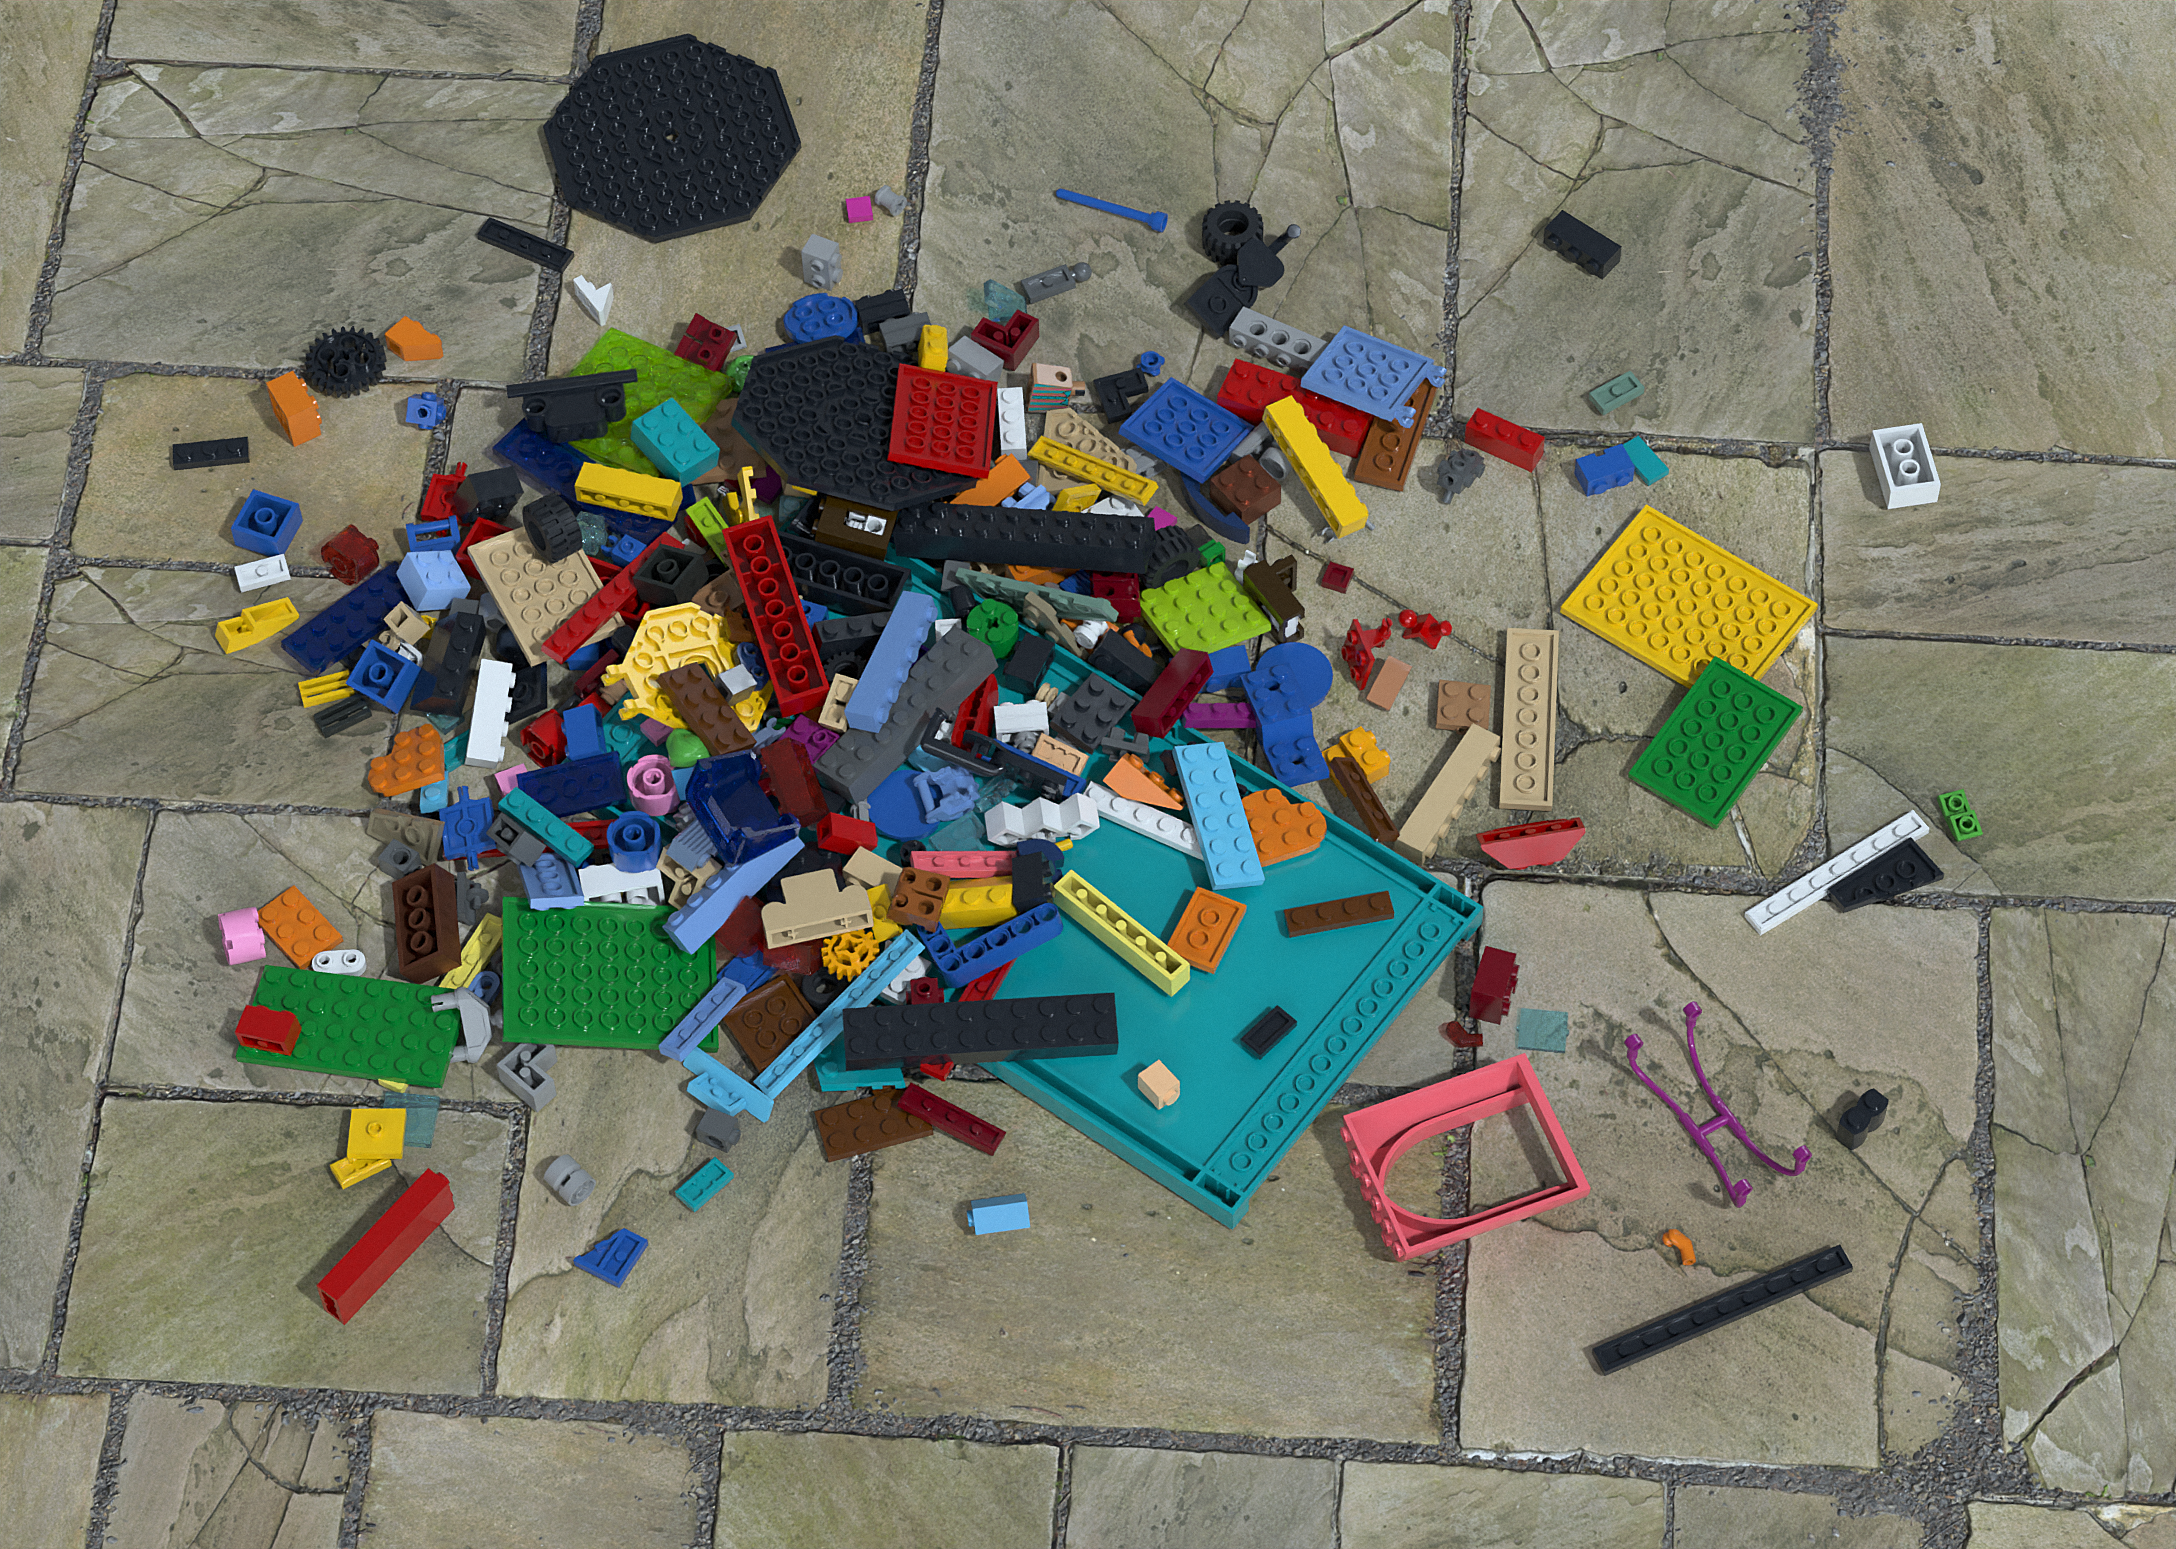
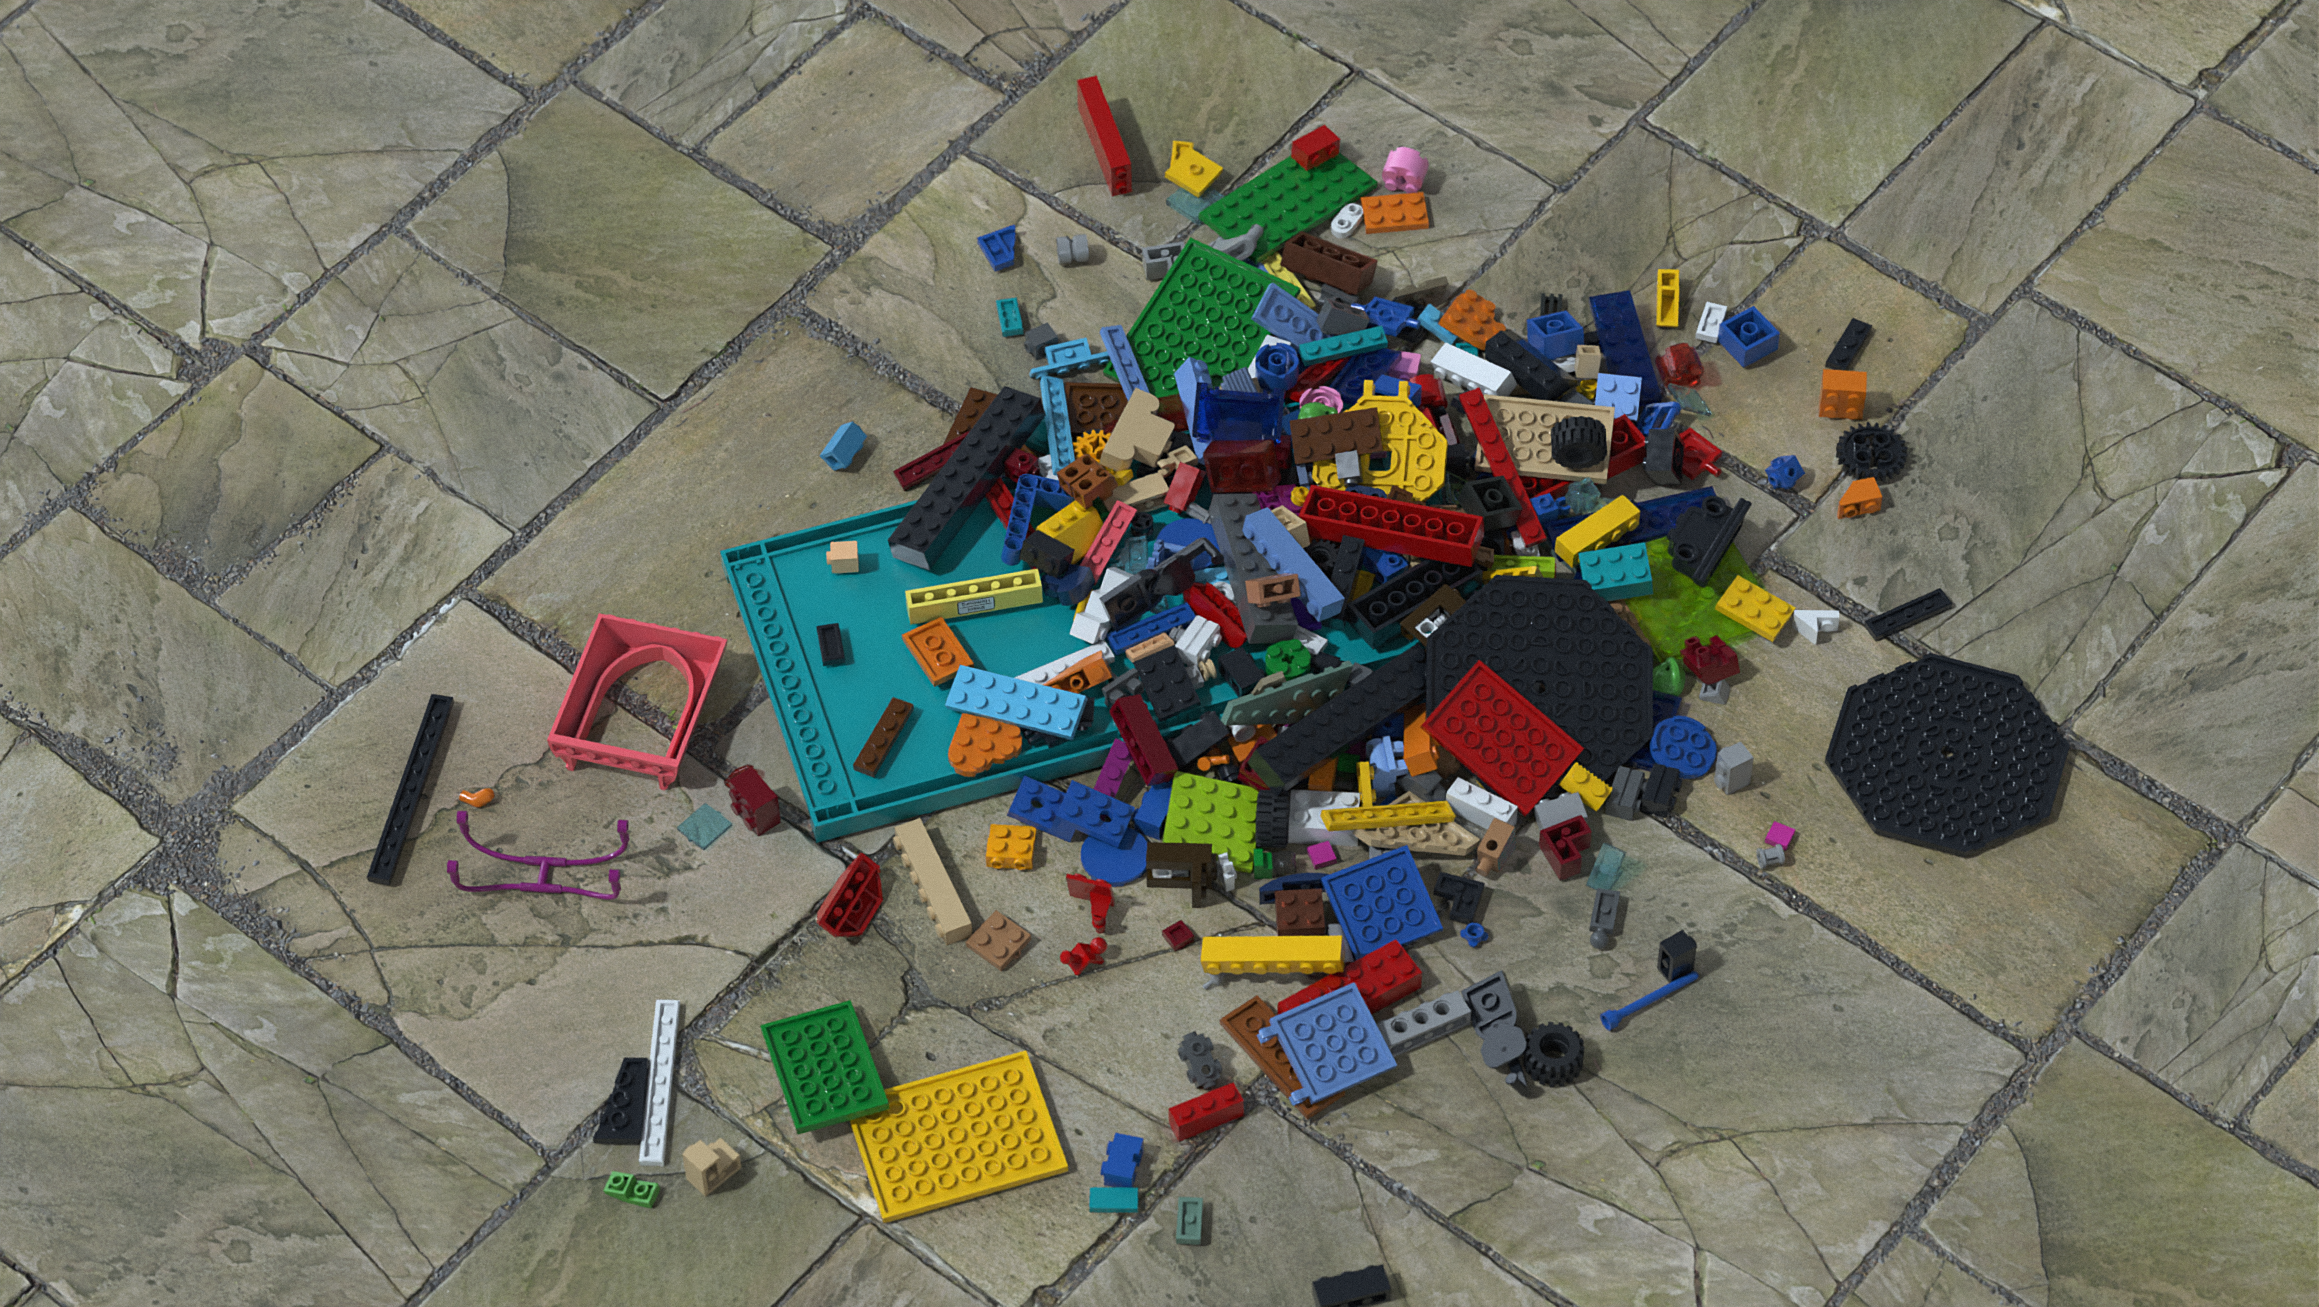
camera: 125 degrees right, 5 degrees down
(325, 686) = (1584, 301): yellow tile -> none
(388, 529) = (1689, 399): none -> clear light blue piece
(396, 853) = (1396, 278): dark grey brick -> none
(618, 341) = (1755, 608): none -> yellow plate
(788, 723) = (1299, 495): none -> yellow plate
(814, 858) = (1173, 459): none -> tan plate
(944, 644) = (1272, 588): none -> nougat brick
(1062, 197) = (1676, 956): none -> black brick
(1364, 799) = (964, 814): reddish brown plate -> none
(1389, 683) = (1056, 905): nougat slope -> none
(1529, 719) = (951, 972): tan plate -> none
(1862, 1119) = (461, 955): black brick -> none
(1888, 763) = (710, 1165): none -> tan brick

